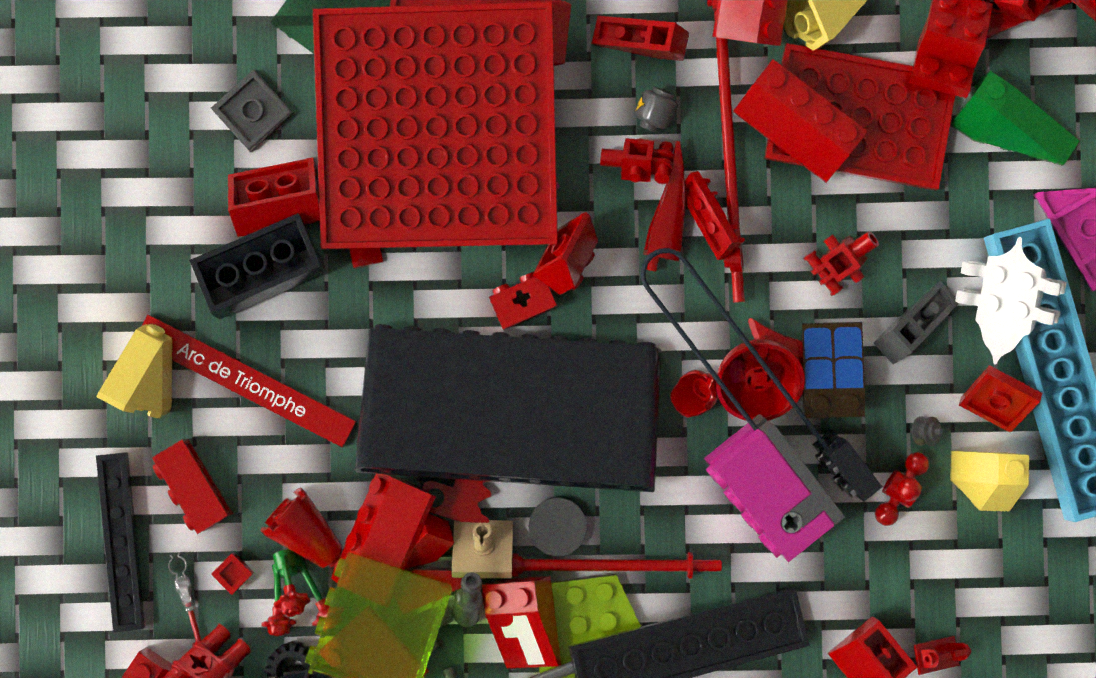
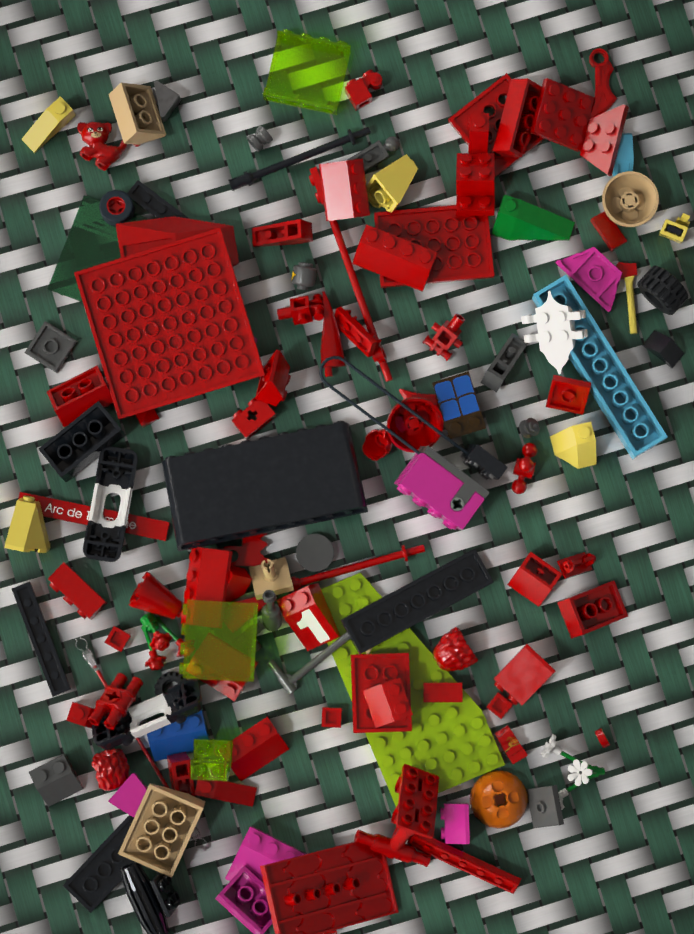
camera: 10 degrees left, 5 degrees down
(294, 329) = (114, 475): none -> black piece

